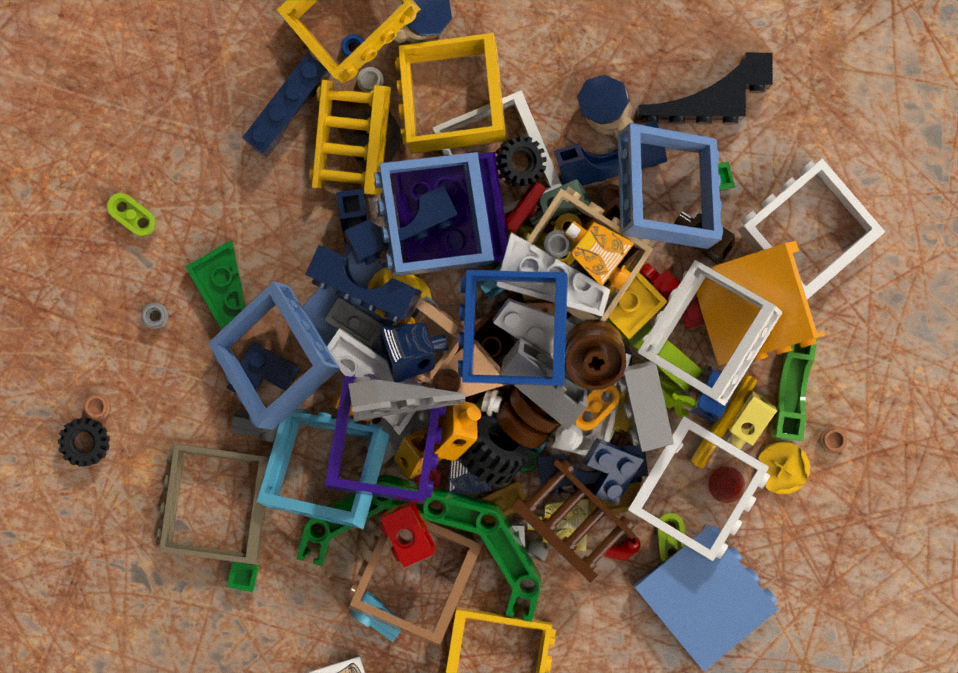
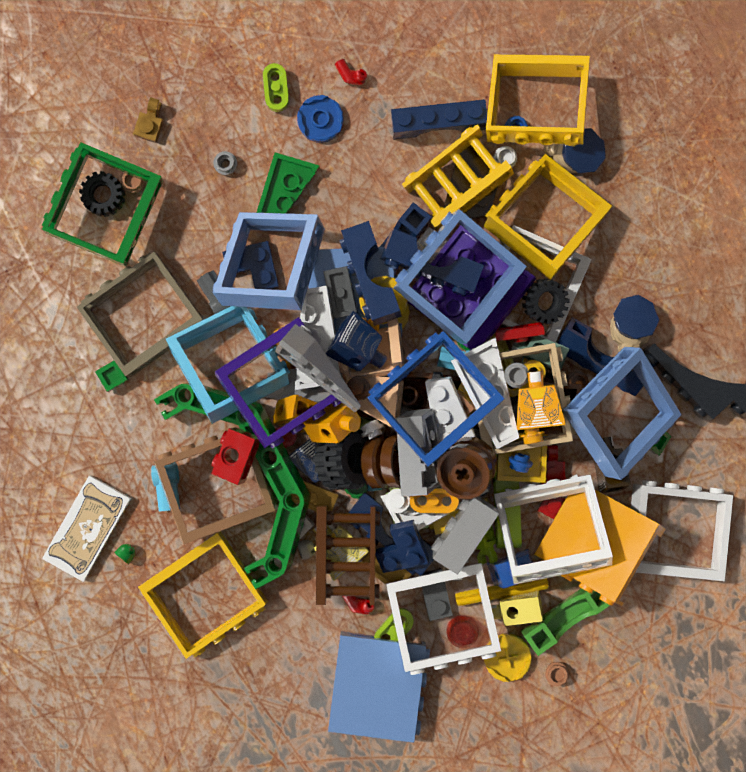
camera: 45 degrees right, 0 degrees up
(48, 457) = (69, 180): none -> green window
(63, 348) = (149, 125): none -> pearl gold plate
(179, 144) = (354, 77): none -> red arm
(192, 202) = (320, 118): none -> blue tile
(632, 307) = (520, 462): none -> blue plate
(680, 480) = (436, 599): none -> dark grey plate

